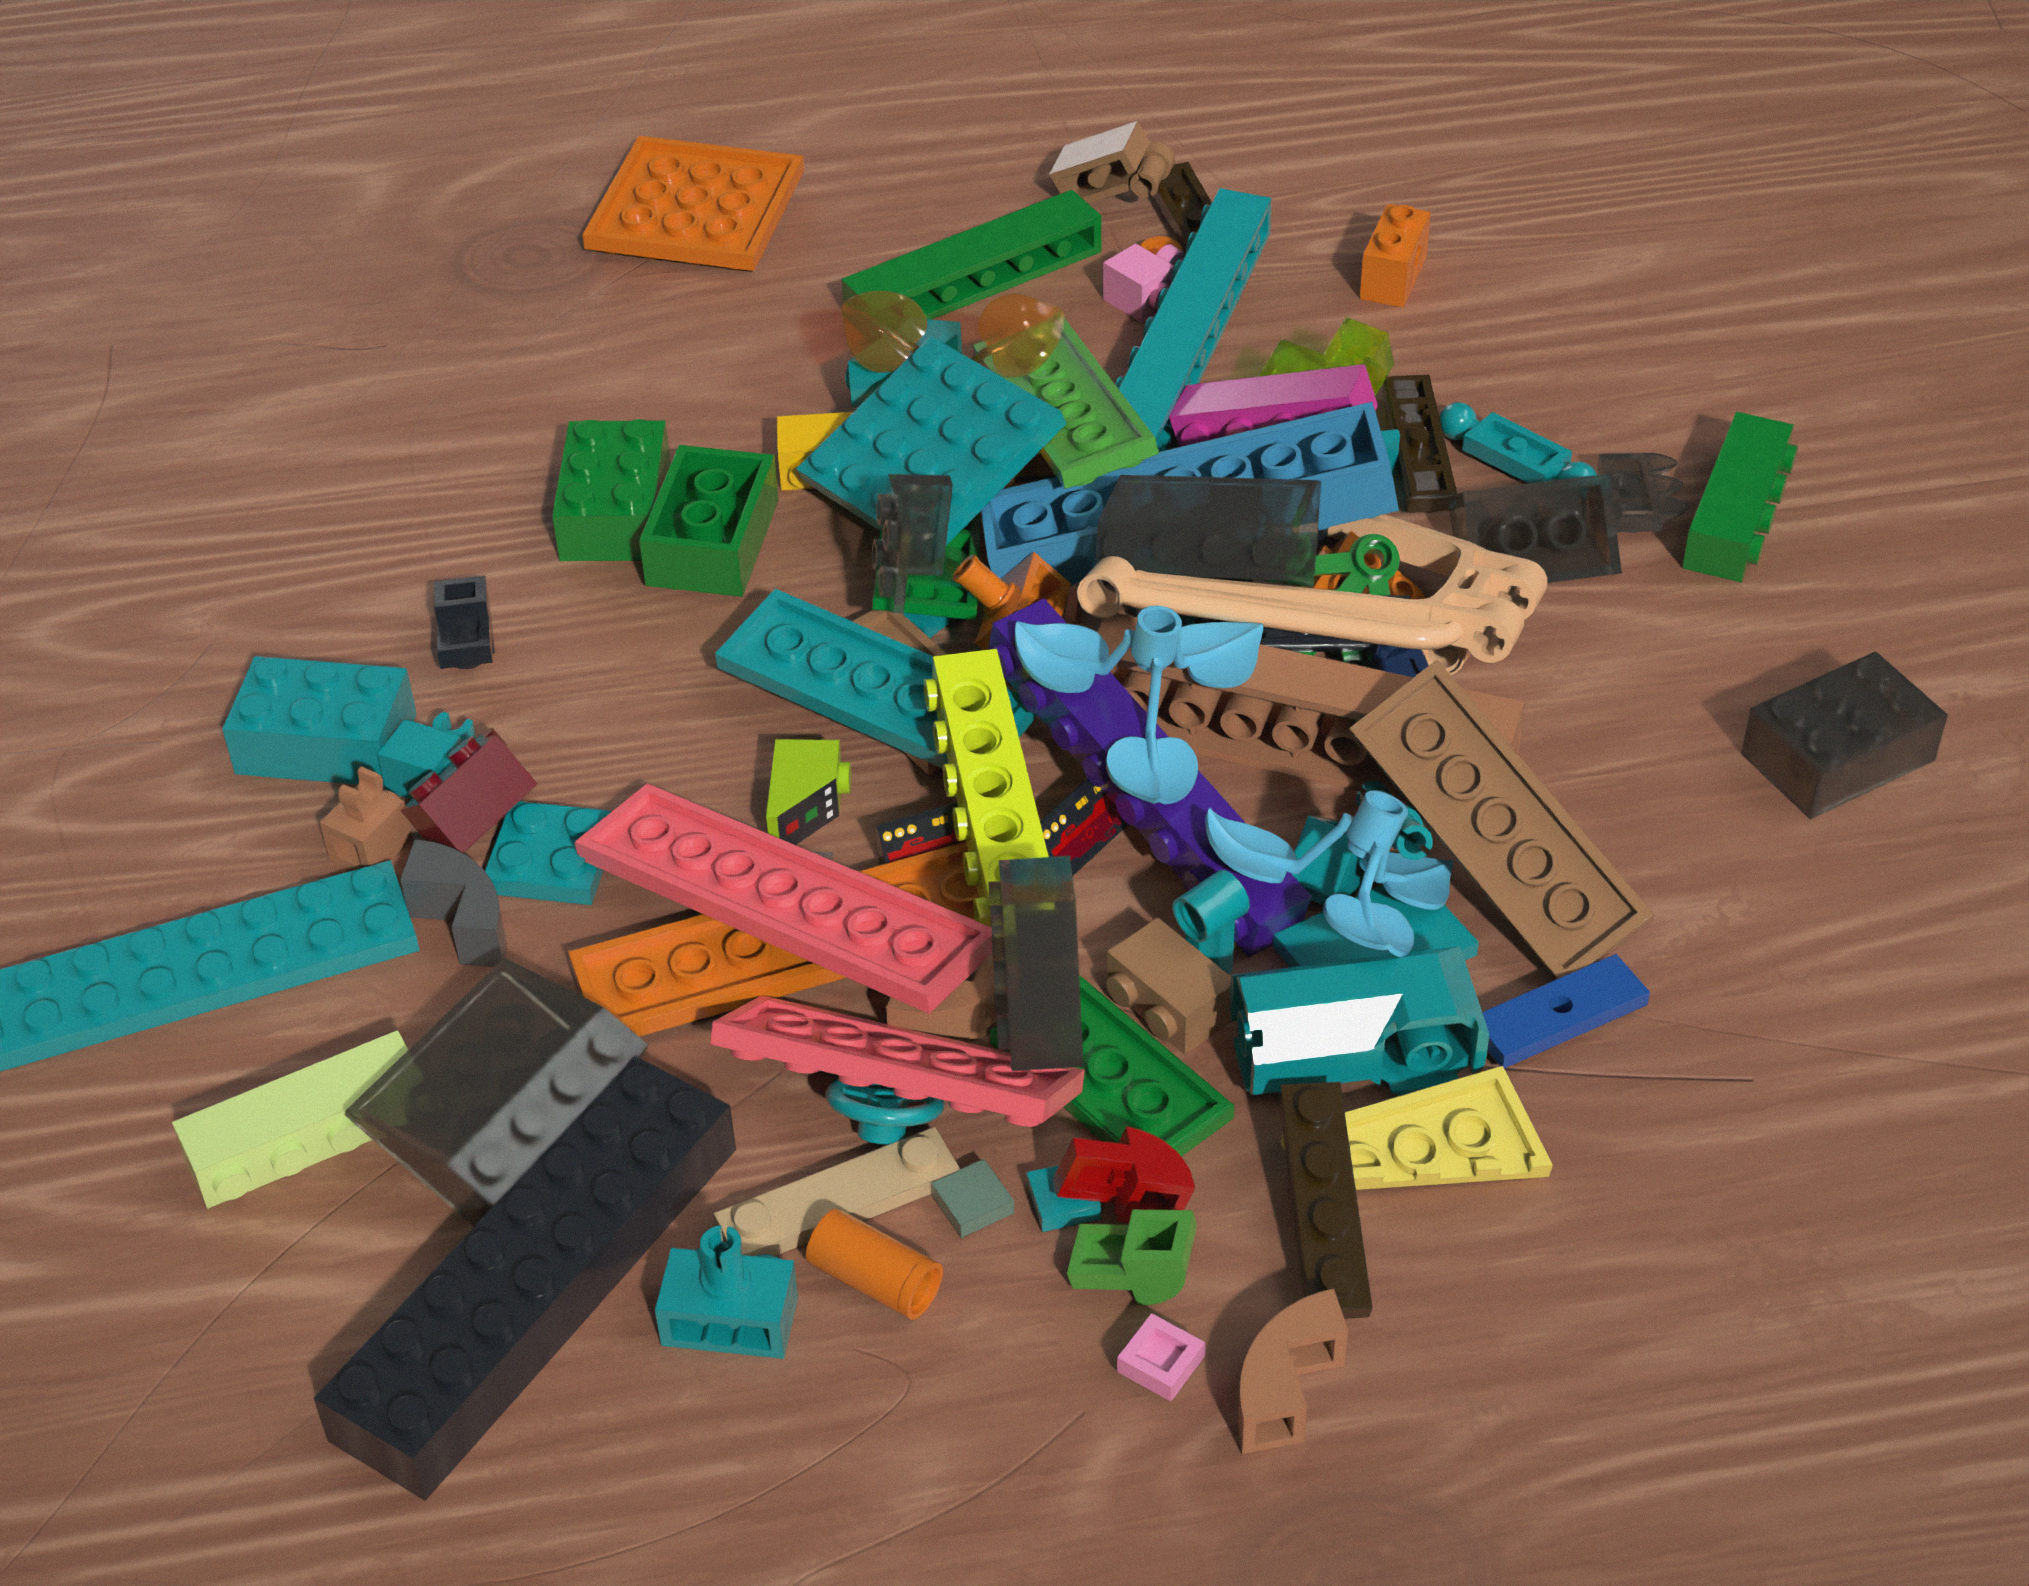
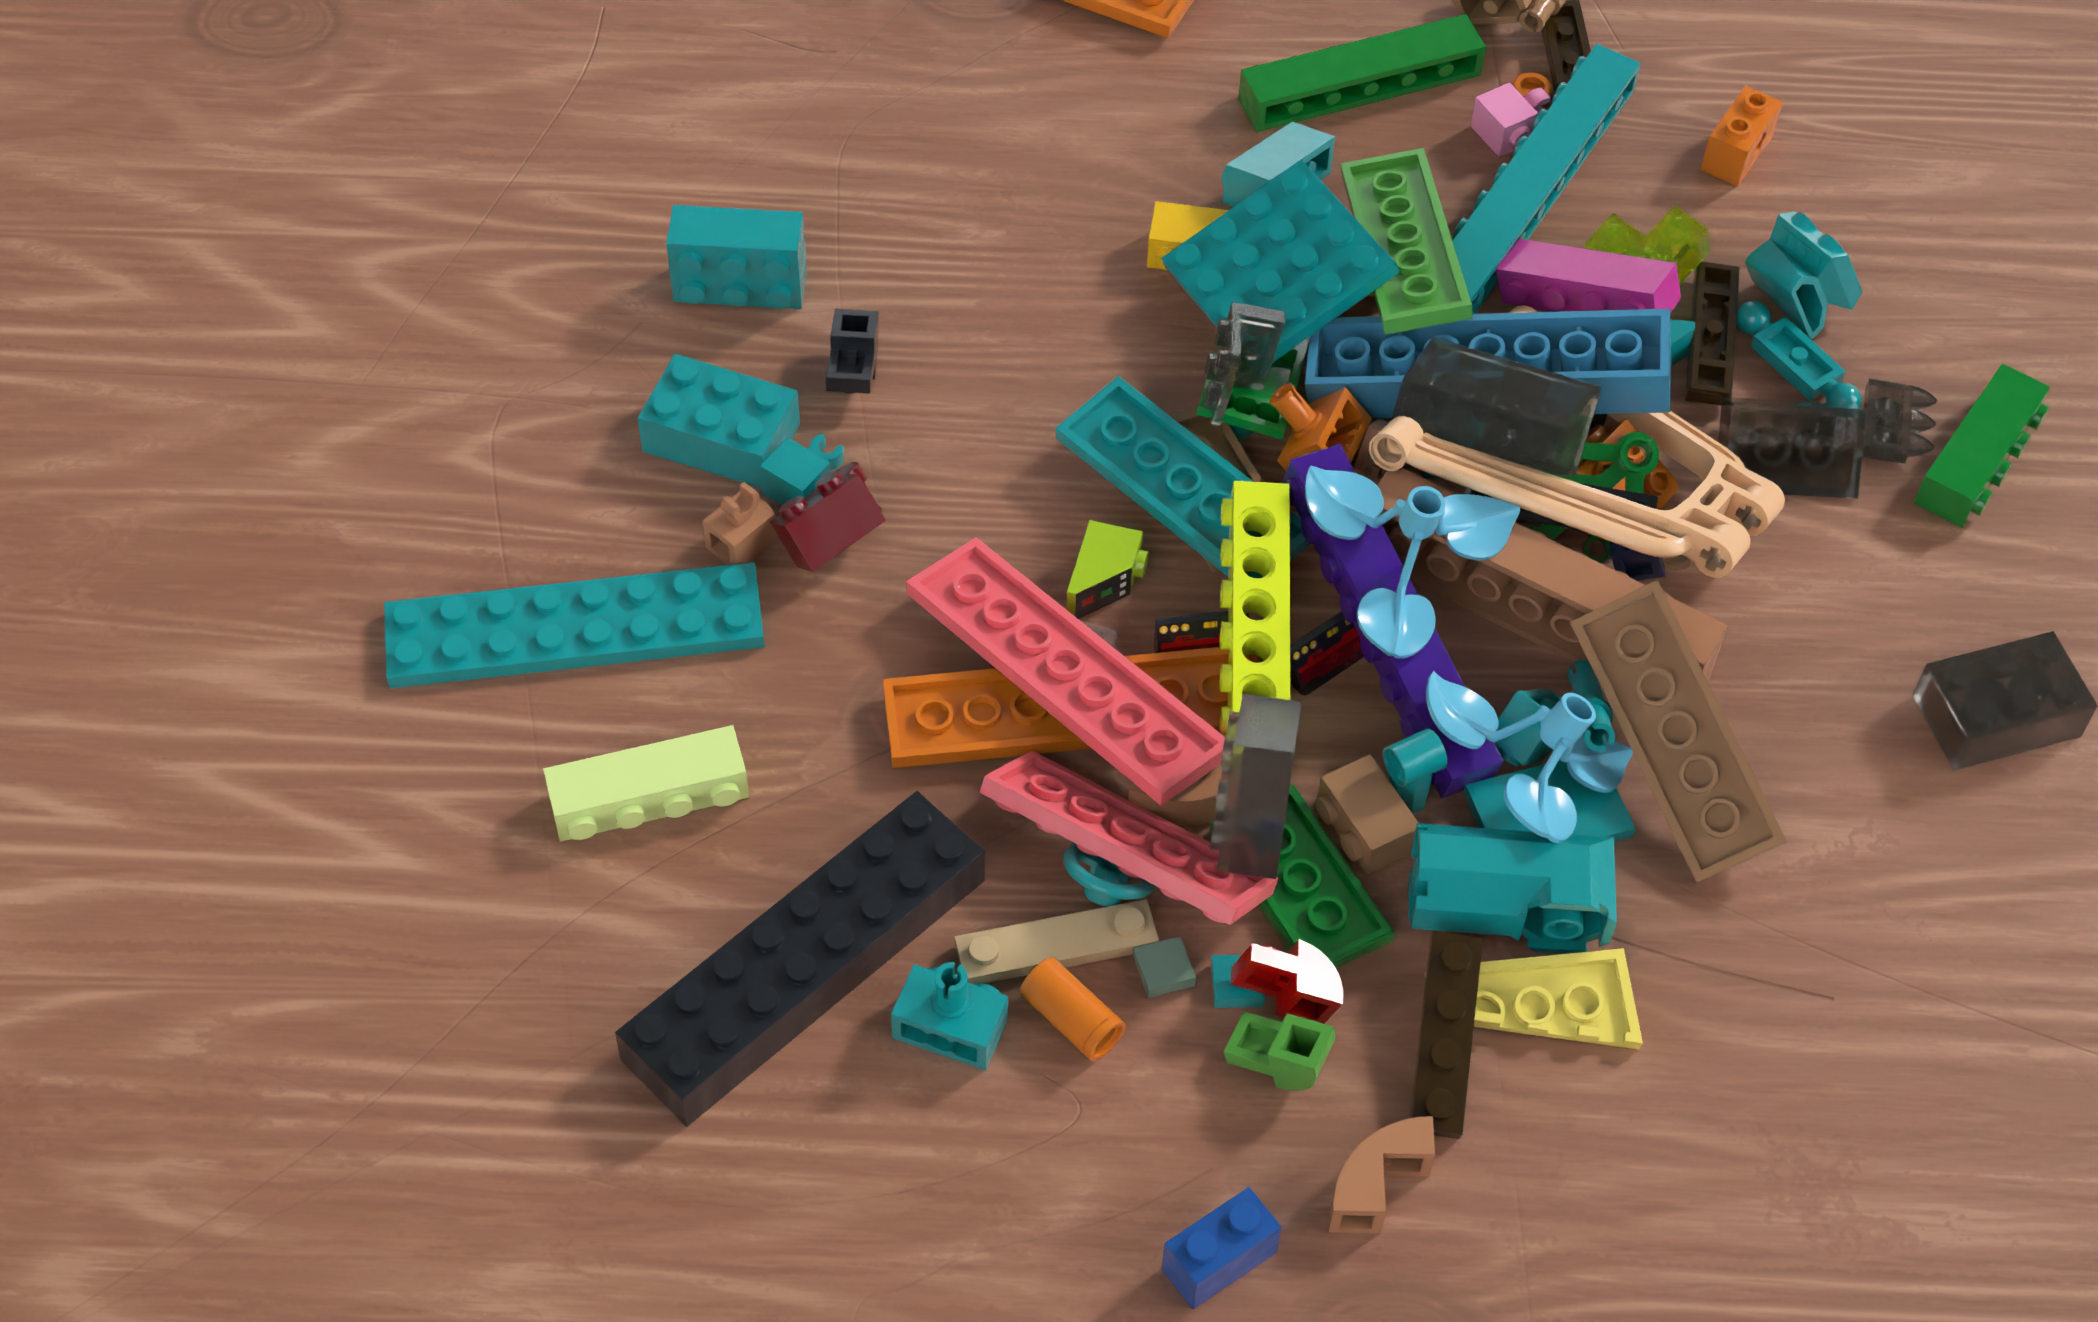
camera: 10 degrees right, 10 degrees up
(309, 550) = (737, 256): none -> teal brick
(454, 888) = (798, 598): dark grey brick -> none
(494, 1085) = (802, 791): clear smoke slope -> none
(539, 855) = (875, 578): teal plate -> none
(608, 487) = (1001, 244): green brick -> none
(709, 520) = (1078, 292): green brick -> none
(1016, 328) = (1375, 168): clear orange plant -> none
(1118, 1494) = (1221, 1247): none -> blue brick
(1161, 1357) = (1282, 1139): bright pink plate -> none
(1500, 362) = (1804, 272): none -> teal piece
(1563, 1010) = (1710, 900): blue tile -> none

